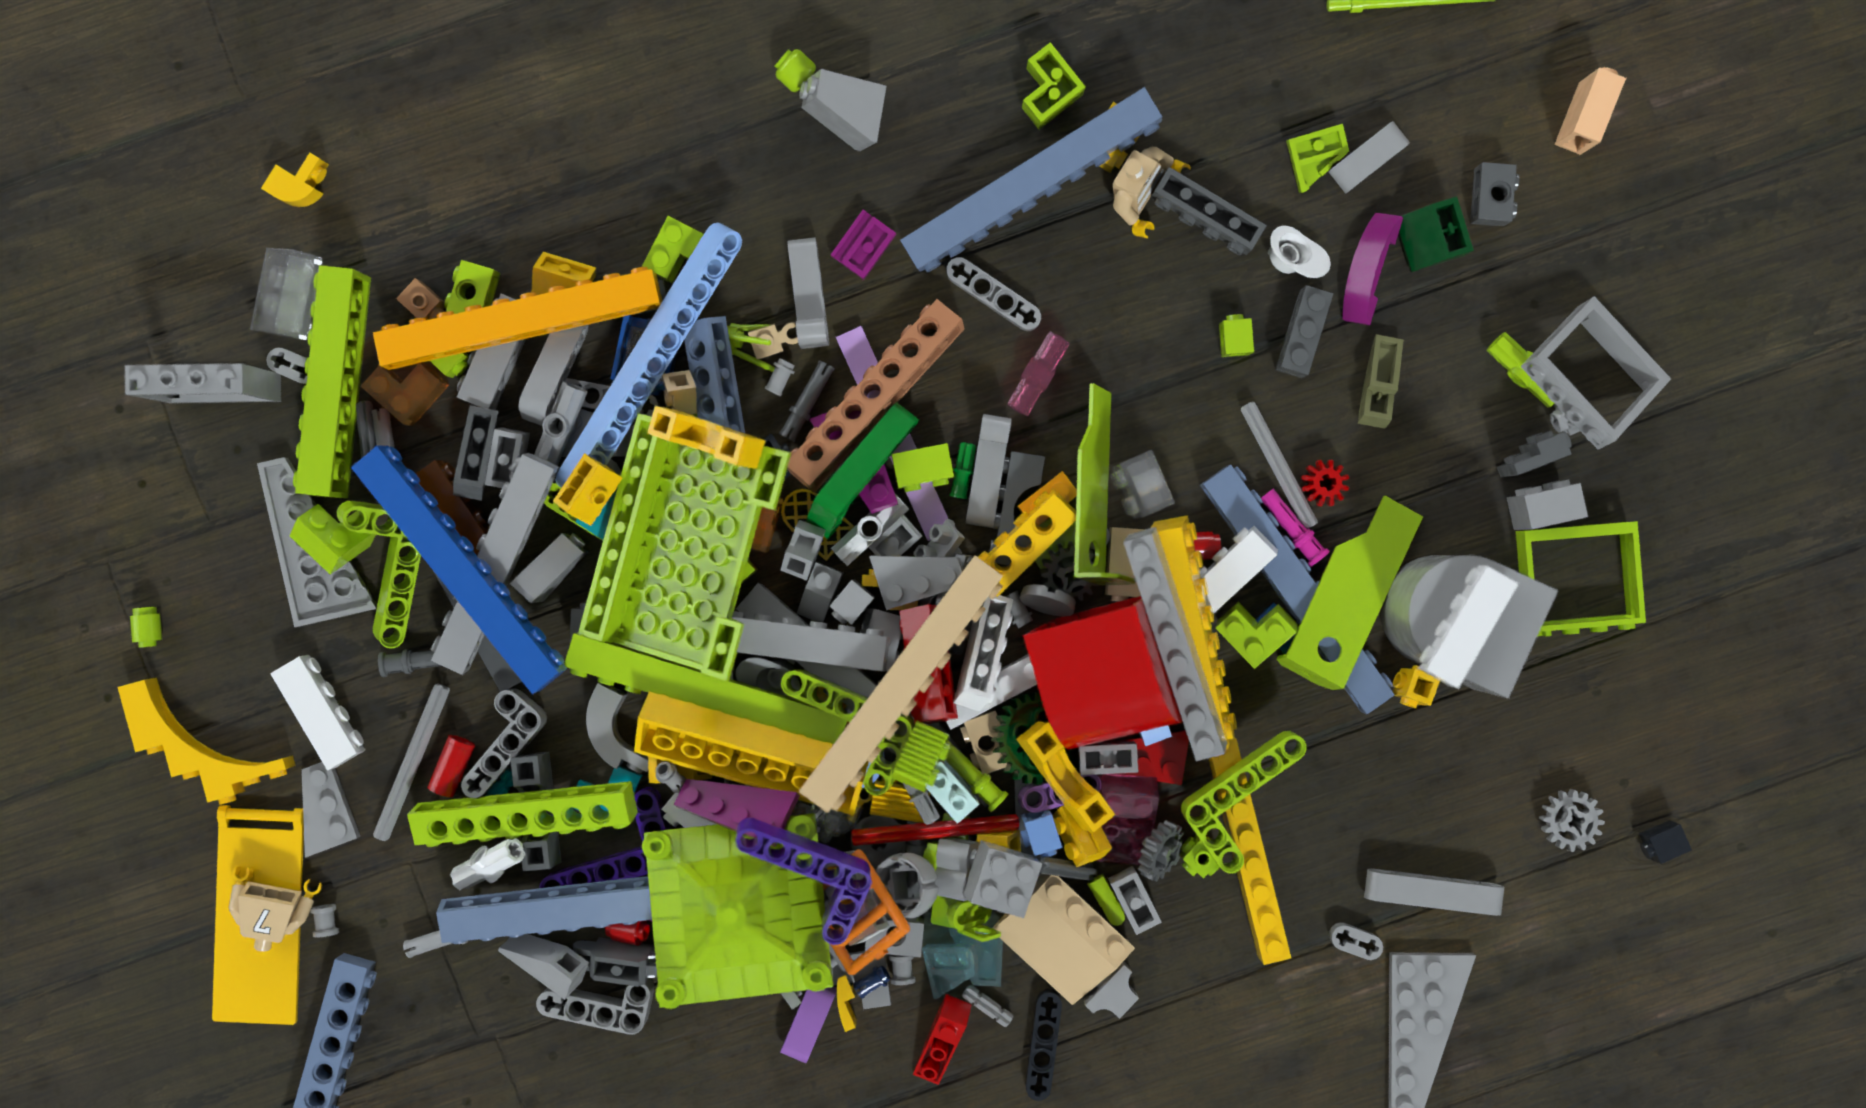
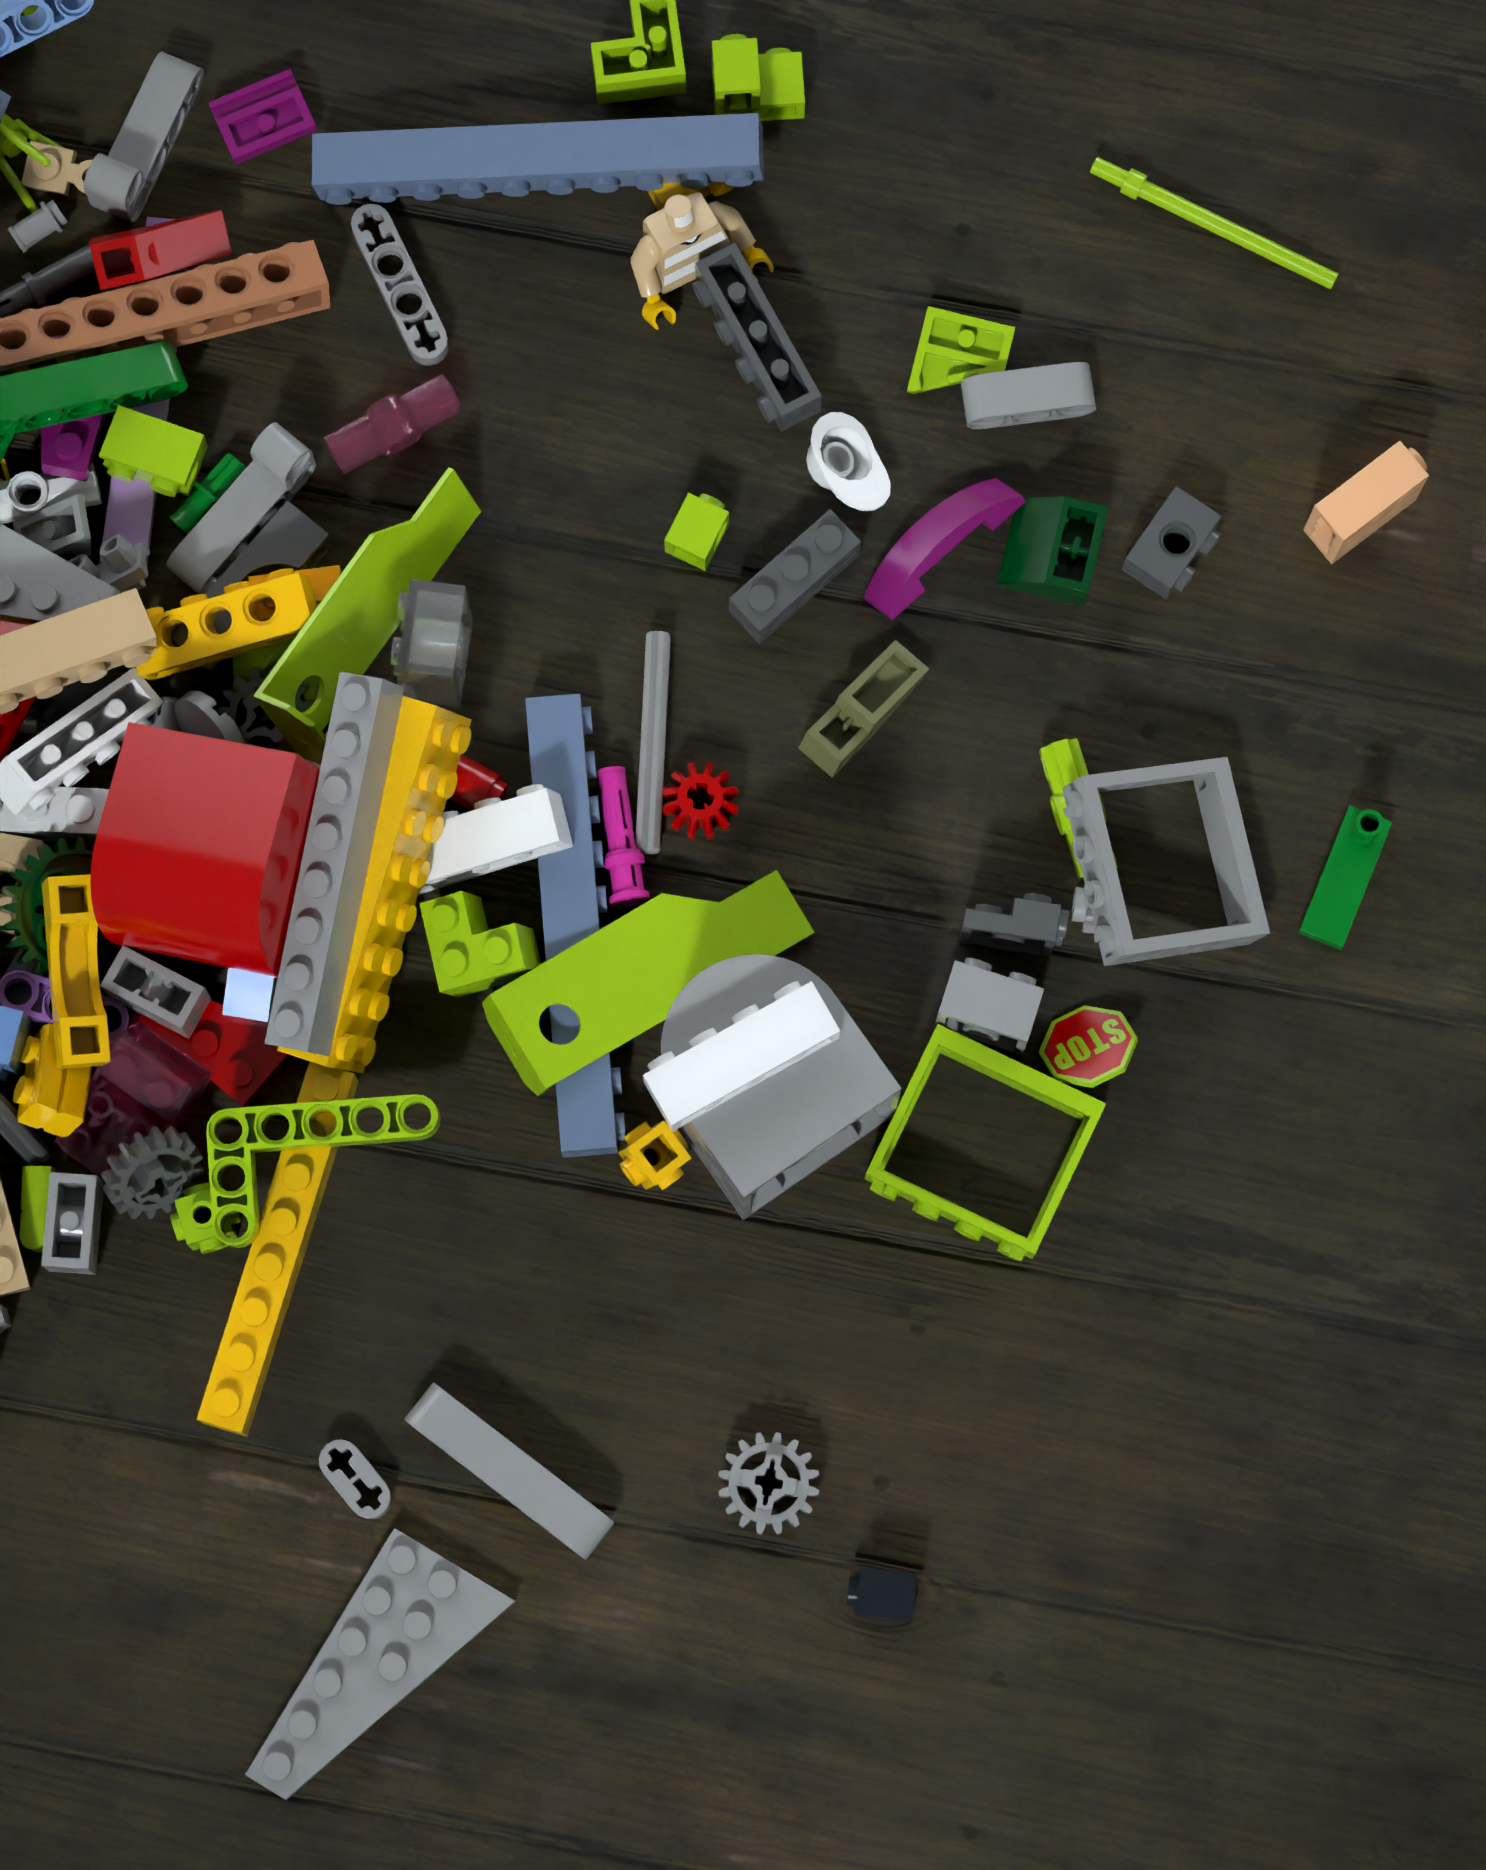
camera: 20 degrees right, 10 degrees down
(856, 355) = (159, 249): none -> red slope
(1121, 67) = (755, 81): none -> lime brick
(1608, 494) = (1088, 1046): none -> piece
(1686, 321) = (1345, 877): none -> green piece

